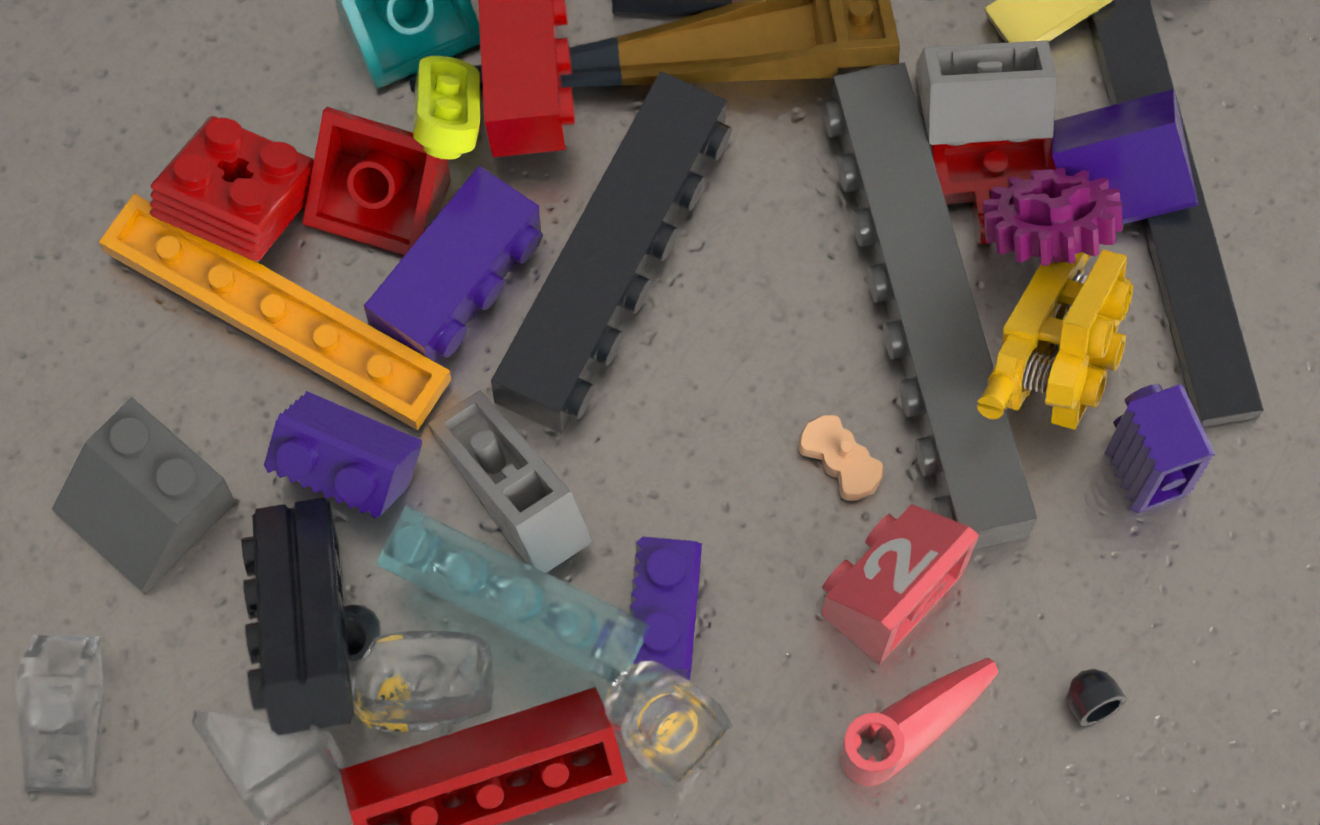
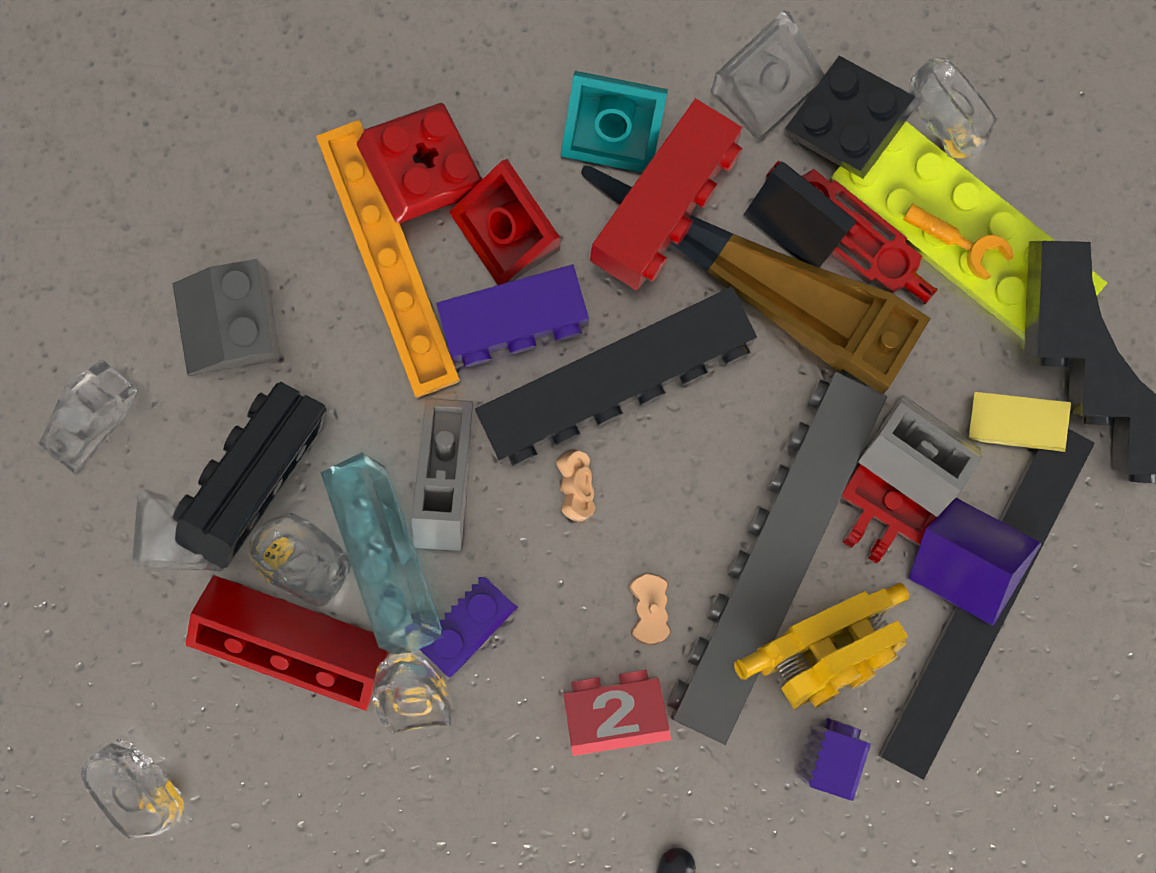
camera: 35 degrees right, 15 degrees up
(342, 454) = (355, 386): dark purple brick -> none
(361, 630) = (289, 498): black hinge -> none
(446, 106) = (580, 212): neon yellow plate -> none
(660, 388) = (576, 485): none -> light nougat piece
(912, 723) = (564, 798): coral piece -> none
(1053, 216) = (889, 572): magenta gear -> none

